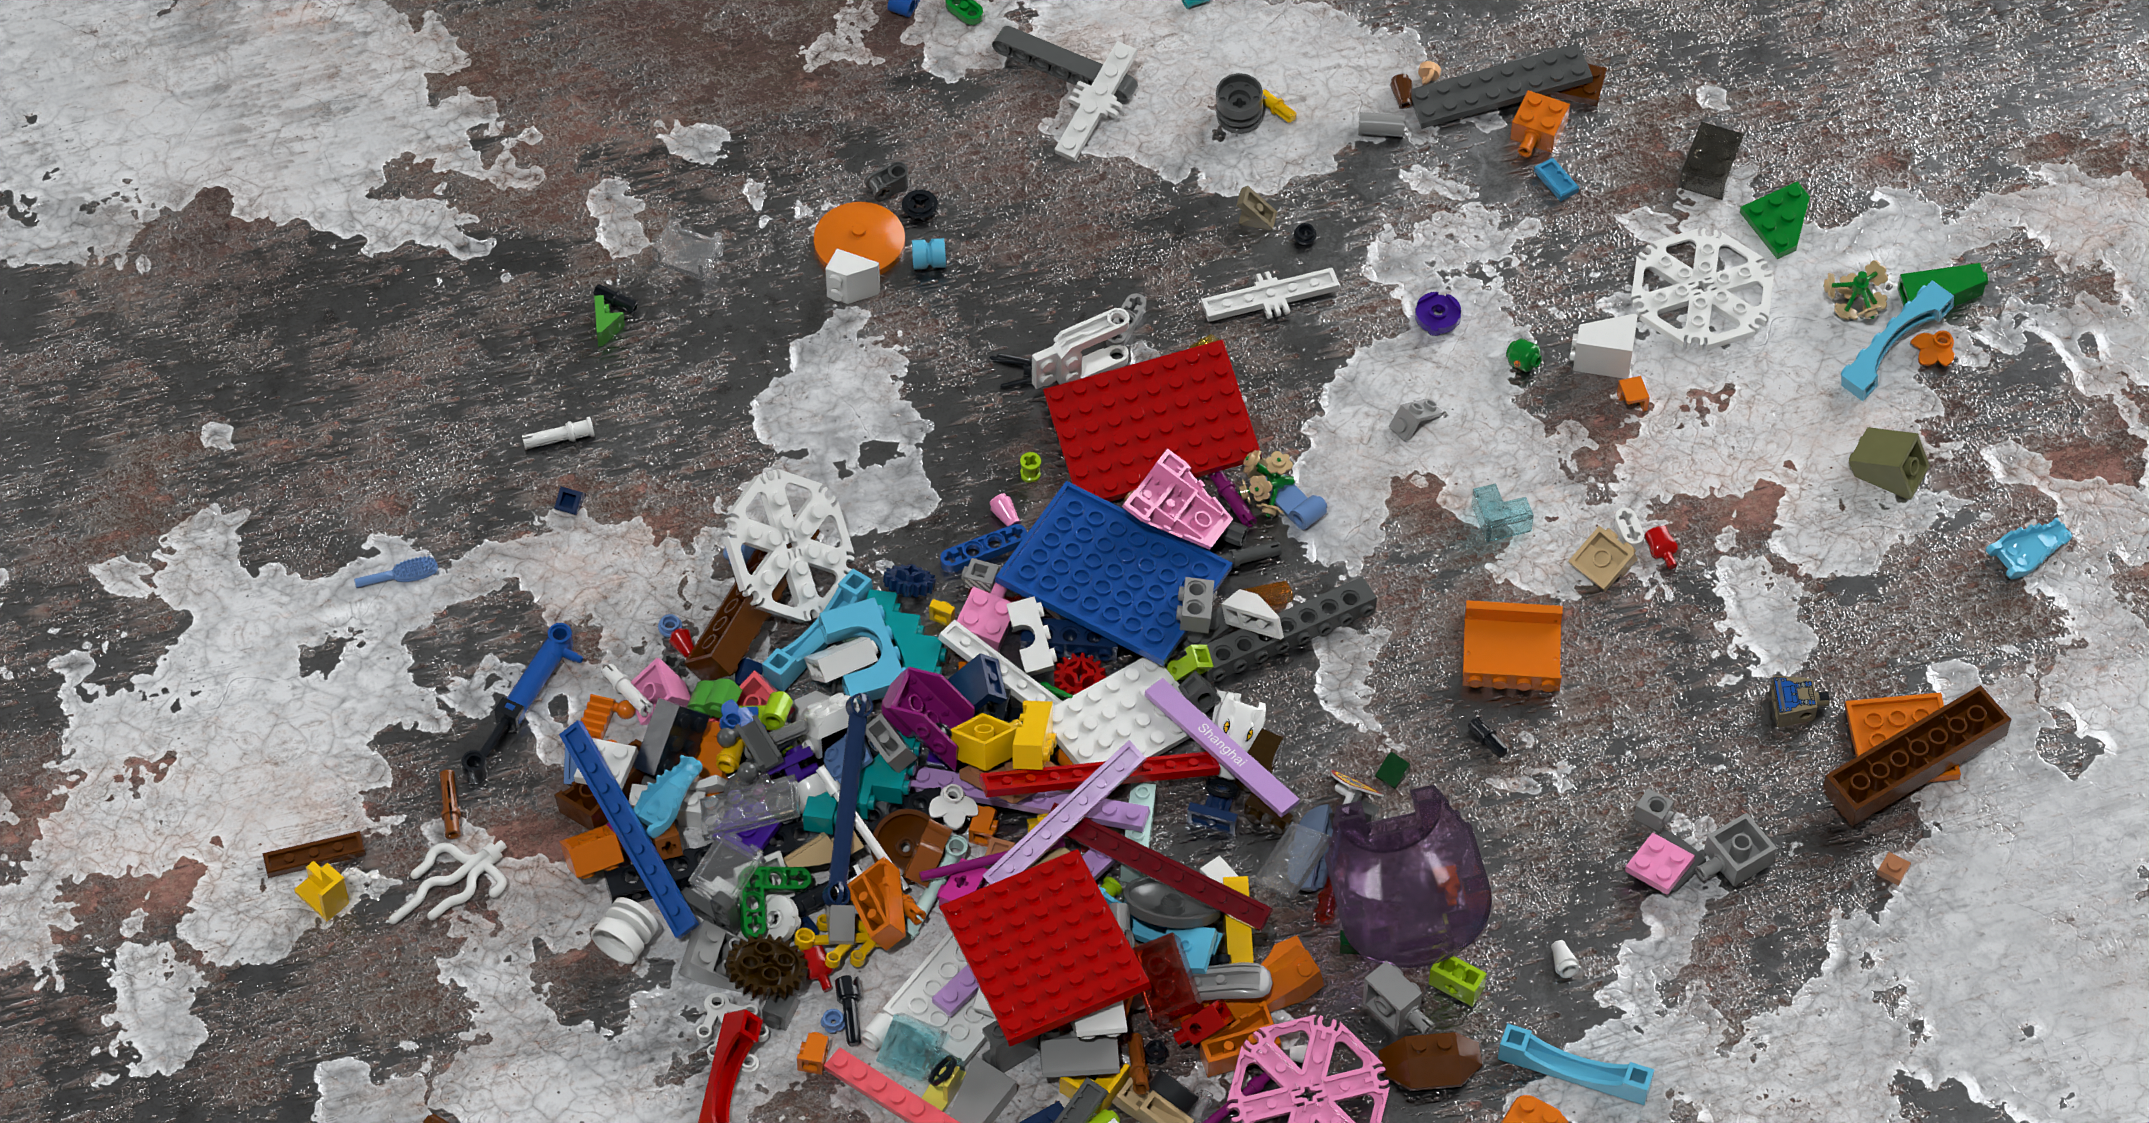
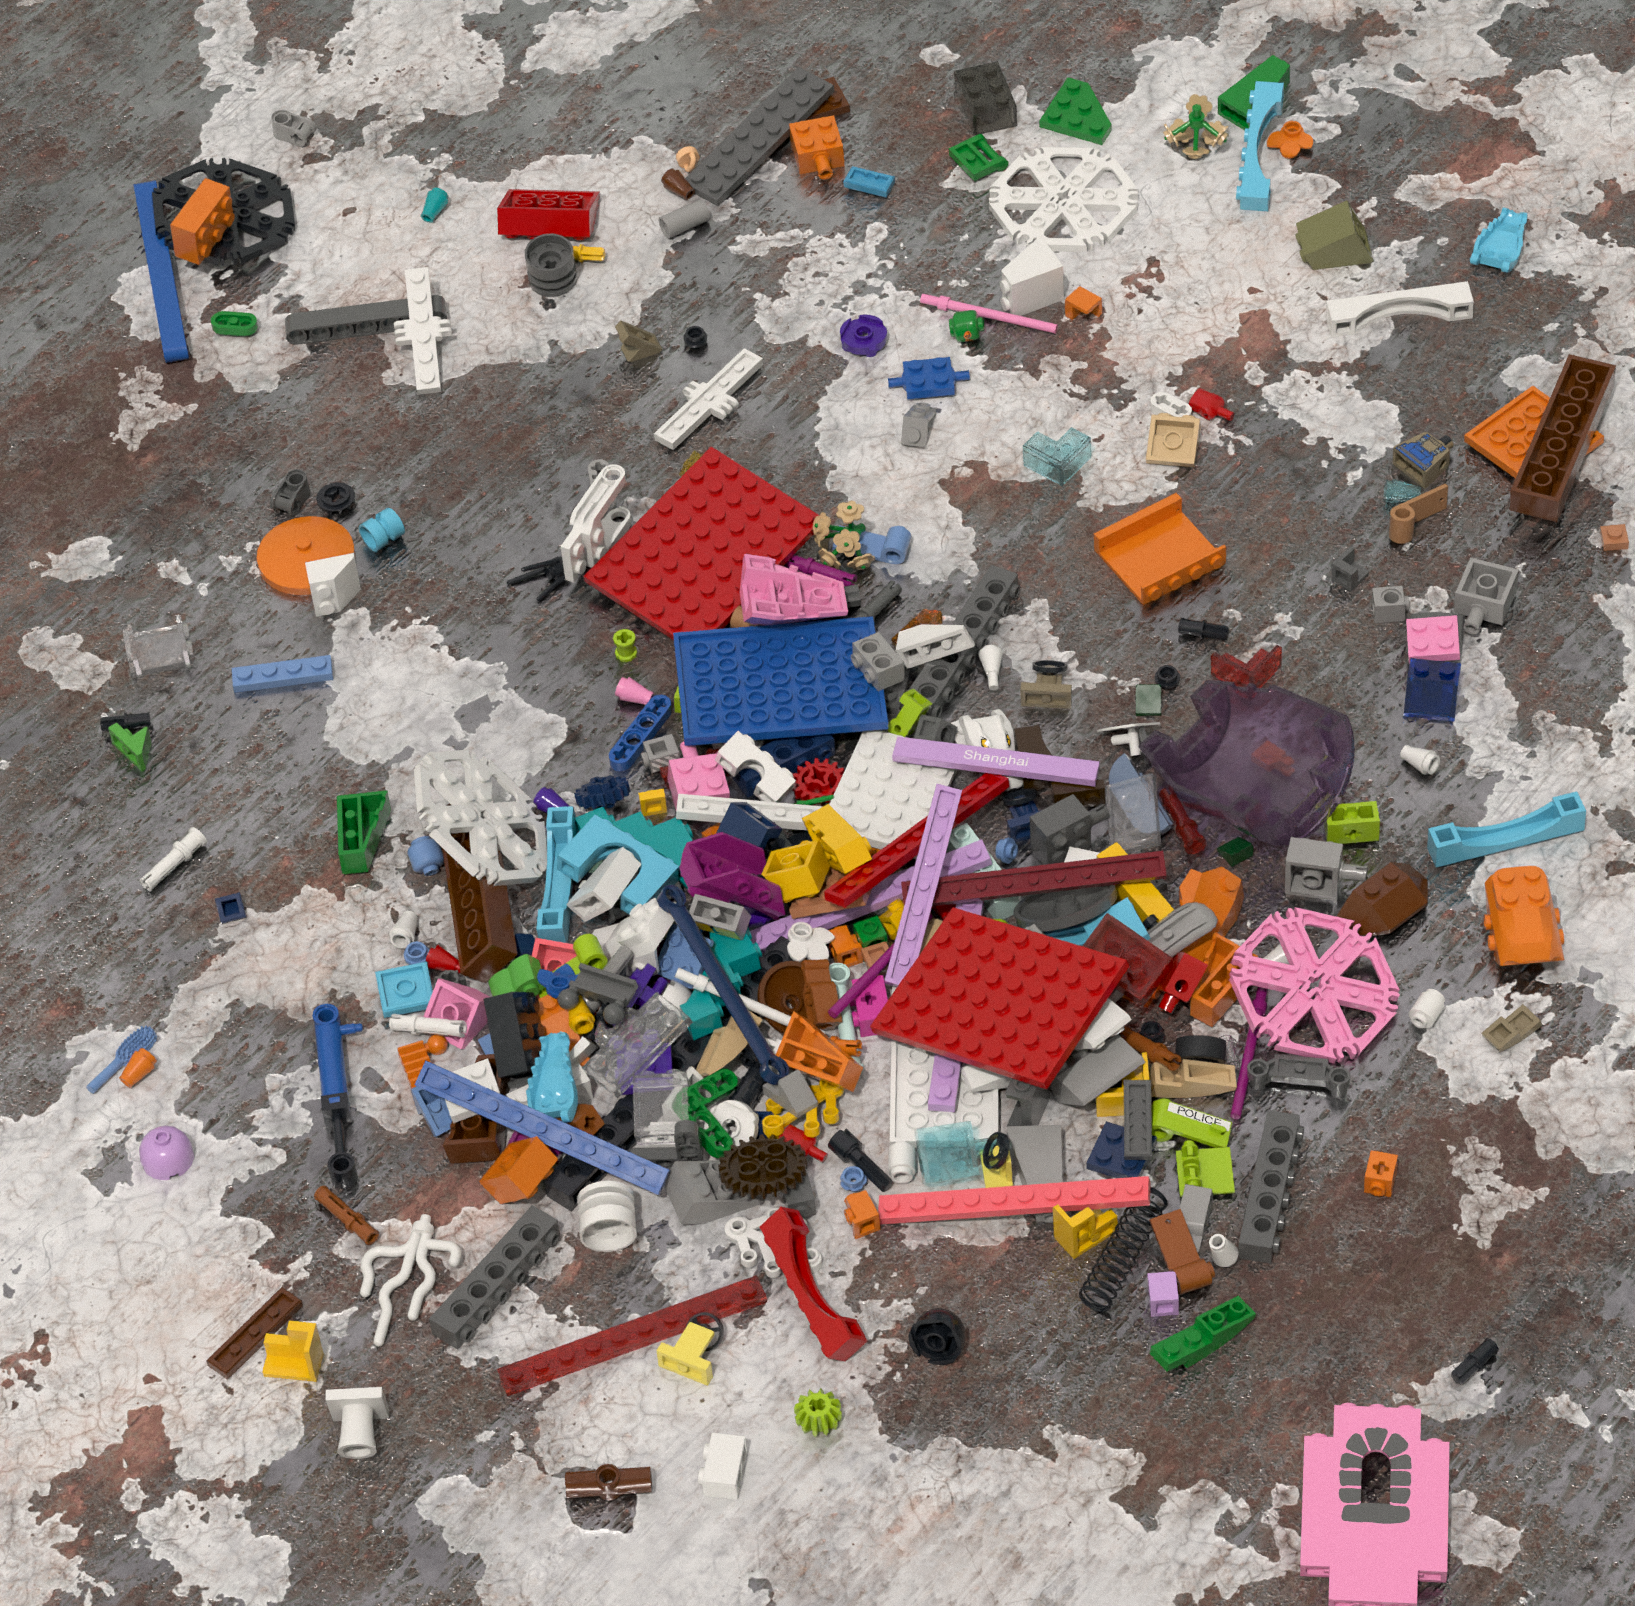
camera: 30 degrees left, 5 degrees down
(321, 972) = (357, 1410): none -> white plant
(365, 669) = (165, 1152): none -> lavender cylinder
(399, 588) = (138, 1067): none -> orange cone
(519, 914) = (464, 1301): none -> dark grey brick
(573, 1037) = (629, 1336): none -> clear red plate
(602, 1075) = (686, 1354): none -> light yellow piece
(636, 648) = (404, 989): none -> medium azure plate
(676, 600) = (404, 930): none -> white cone
(707, 496) = (360, 828): none -> green wedge
(762, 329) = (282, 673): none -> medium blue plate
(867, 564) = (548, 798): none -> dark purple cone
(1009, 828) = (870, 932): none -> green brick
(1174, 826) = (1006, 850): none -> medium blue plate
(1229, 837) = (1062, 827): none -> dark grey brick
(1279, 55) = (547, 213): none -> red slope
(1299, 657) = (991, 660): none -> white cone
(1326, 709) = (1048, 689): none -> dark tan piece
(1425, 754) = (1167, 677): none -> black plate
(1458, 382) = (928, 378): none -> blue plate
(1492, 800) = (1255, 671): none -> clear red panel
(1527, 325) = (945, 303): none -> bright pink bar
(1624, 906) = (1432, 689): none -> clear blue slope
(1649, 760) = (1347, 572): none -> dark grey panel
(1655, 210) = (973, 161): none -> green plate
(1727, 742) = (1418, 508): none -> medium nougat door
(1751, 718) = (1400, 491): none -> clear light blue cone
(1849, 537) = (1445, 301): none -> white arch

